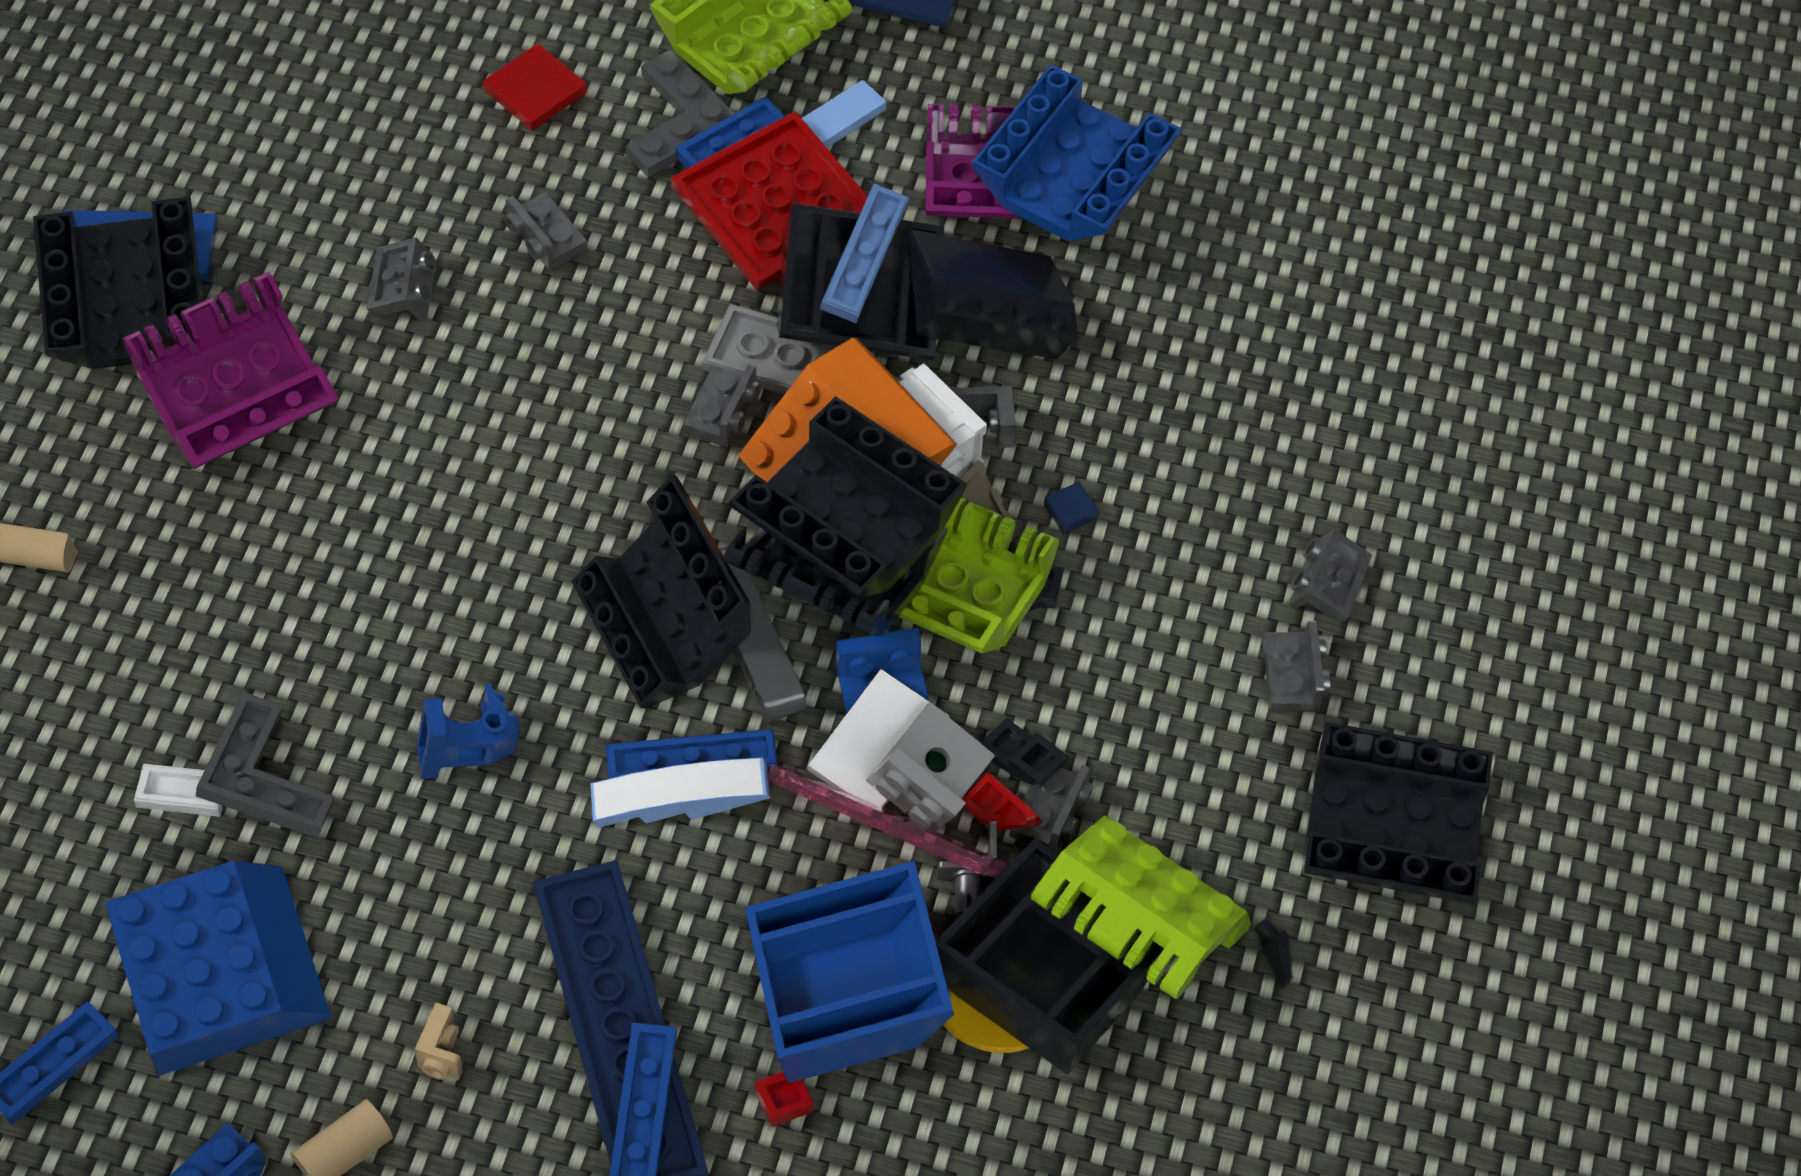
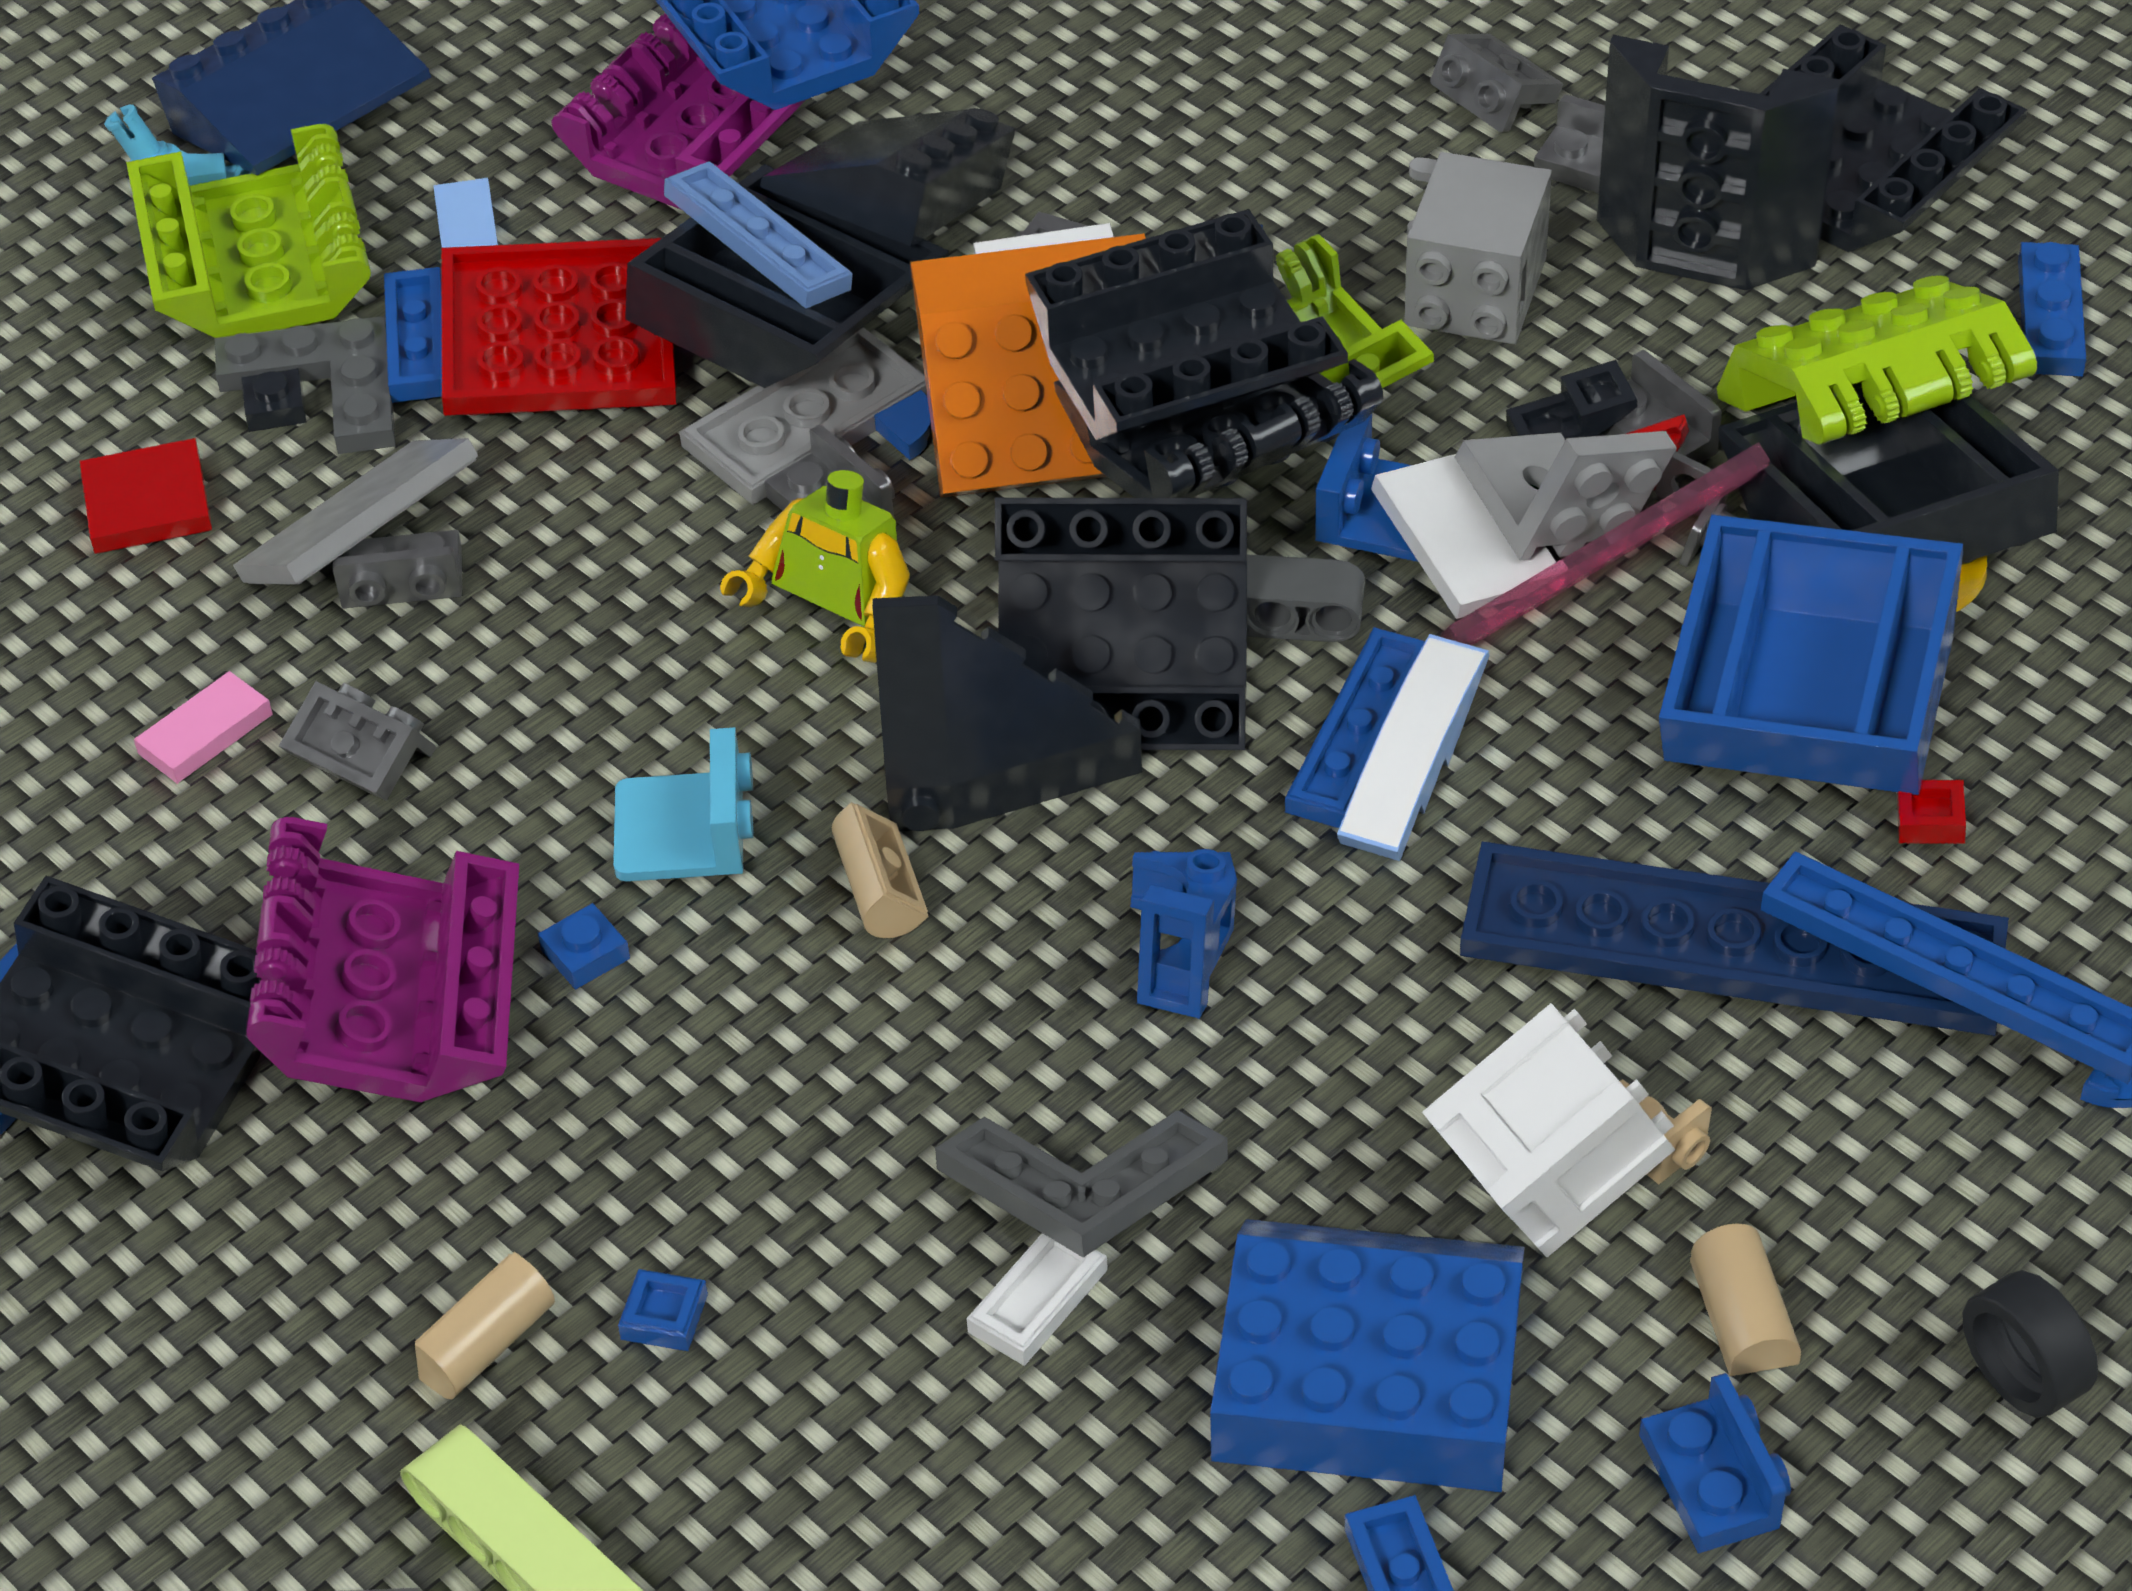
camera: 55 degrees left, 10 degrees down
(88, 623) = (663, 1310): none -> blue tile
(316, 460) = (584, 946): none -> blue plate
(377, 982) = (1550, 1128): none -> white container
(379, 207) = (203, 727): none -> bright pink tile
(425, 459) = (686, 820): none -> medium azure bracket
(435, 569) = (878, 872): none -> tan brick
(529, 563) = (978, 728): none -> black slope
(563, 186) = (356, 511): none -> light grey tile
(644, 102) = (273, 399): none -> black plate
(655, 433) = (831, 554): none -> torso
(1128, 634) = (1476, 245): none -> light grey container
(1255, 759) = (1713, 174): none -> black slope
(1315, 998) = (2052, 306): none -> blue plate

